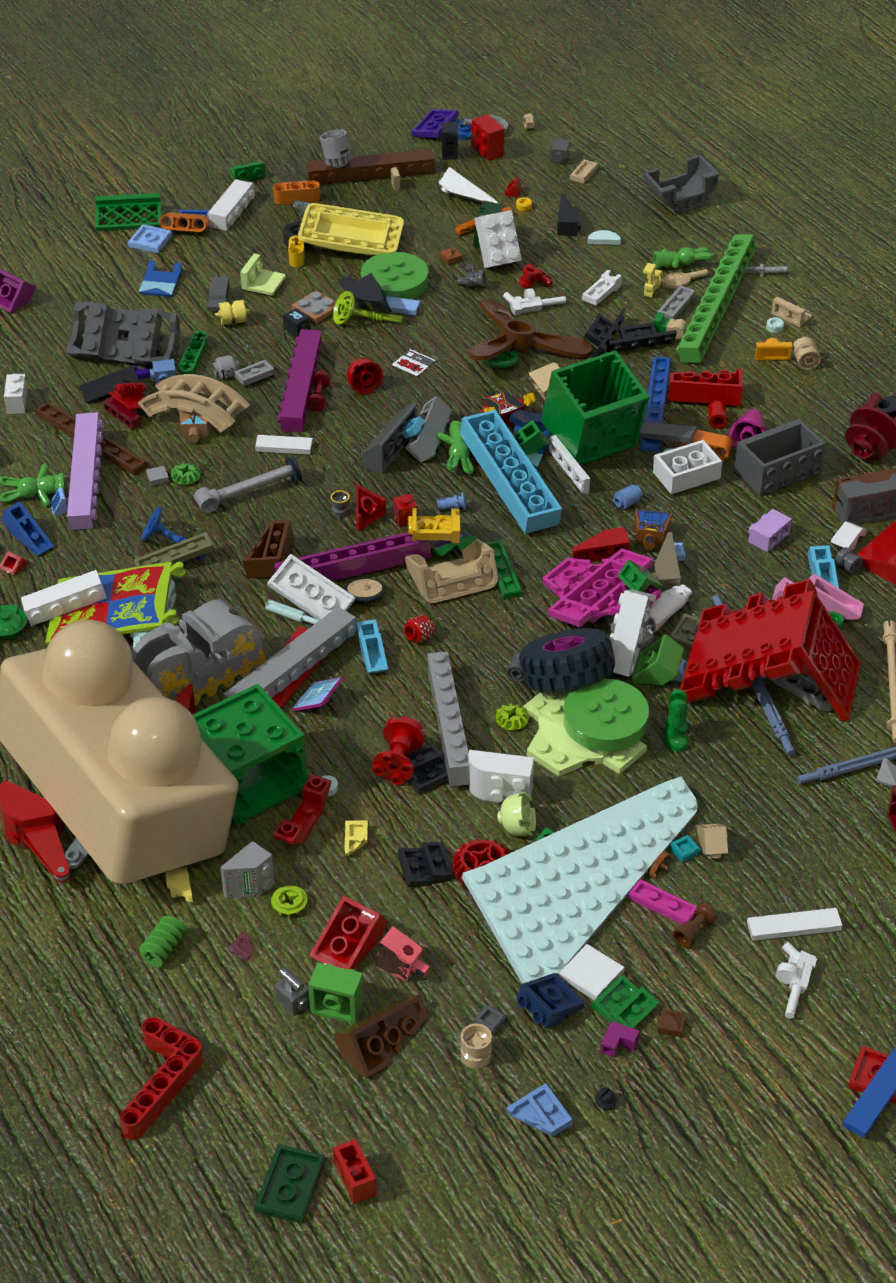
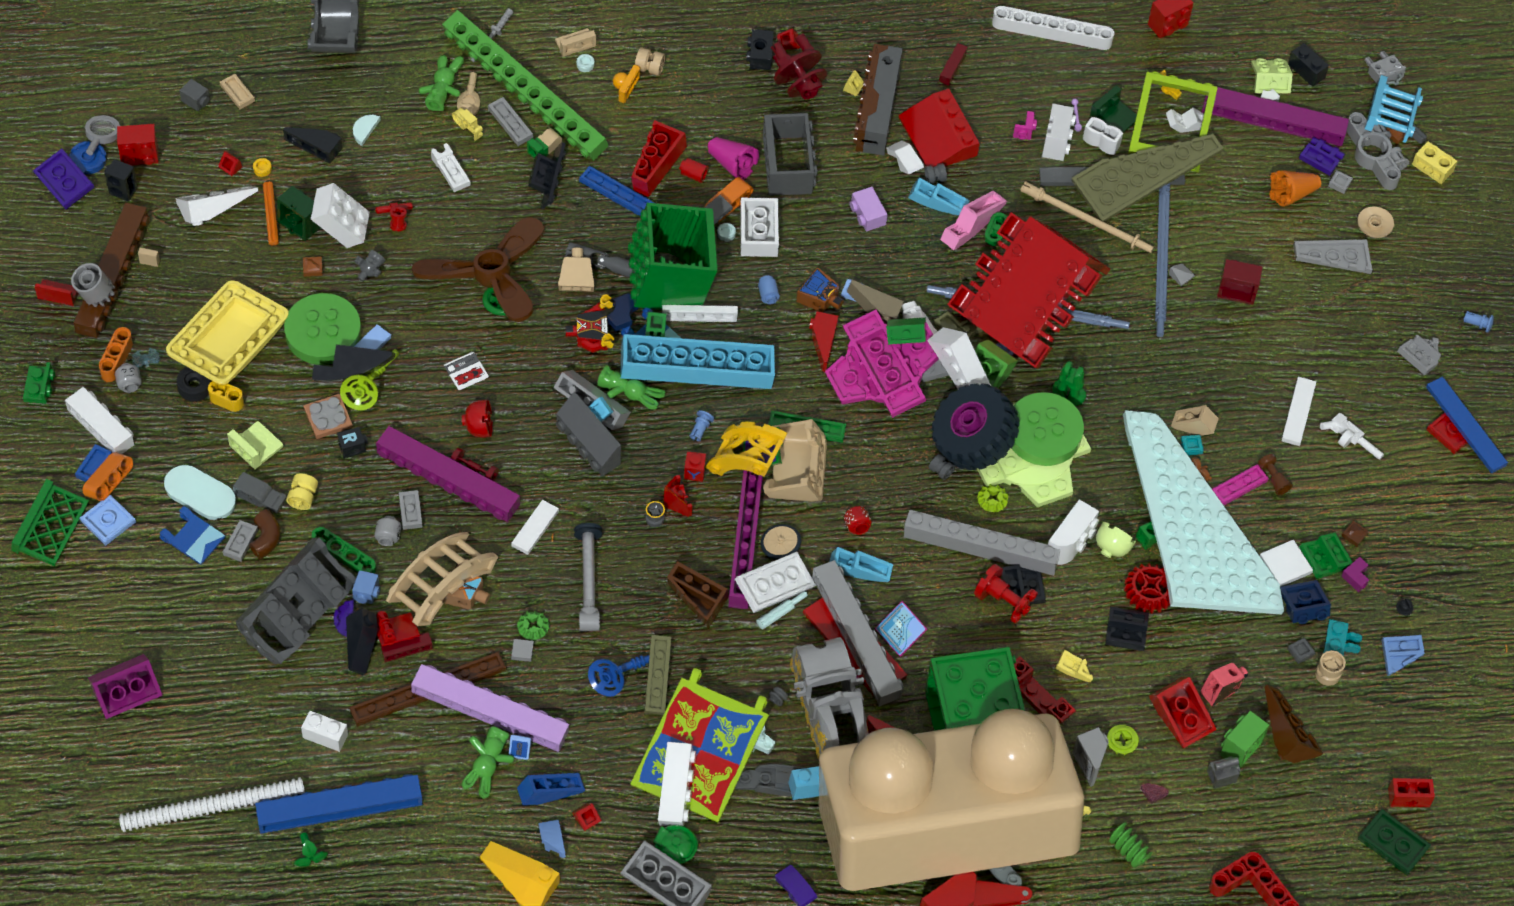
camera: 70 degrees left, 15 degrees up
(169, 301) = (240, 540): none -> light grey plate
(185, 310) = (269, 534): none -> reddish brown cylinder
(200, 269) = (200, 492): none -> light aqua tile
(278, 203) = (128, 378): none -> light grey head
(523, 1047) = (1337, 636): none -> teal hinge
(528, 121) = (119, 96): tan tile -> none
(530, 302) = (435, 234): white piece -> none
(602, 330) = (521, 197): black bracket -> none

